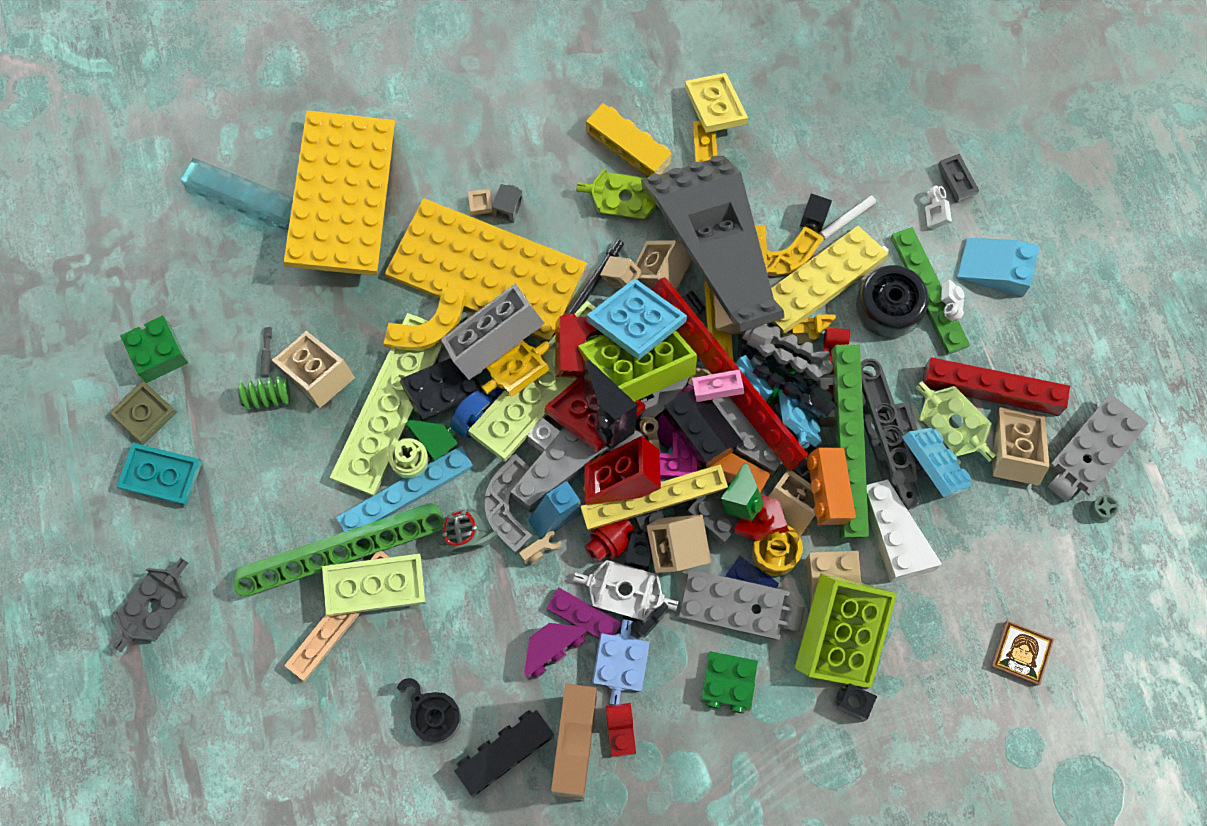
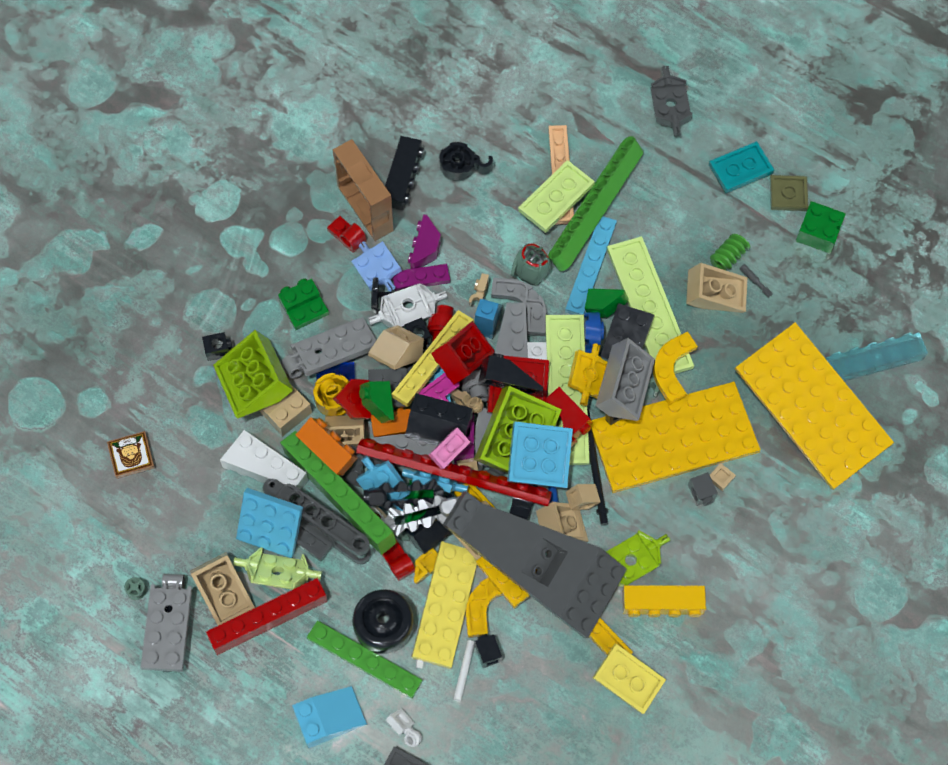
camera: 140 degrees right, 5 degrees down
(408, 458) = (605, 276): yellowish green piece -> none
(954, 298) = (342, 660): white plate -> none

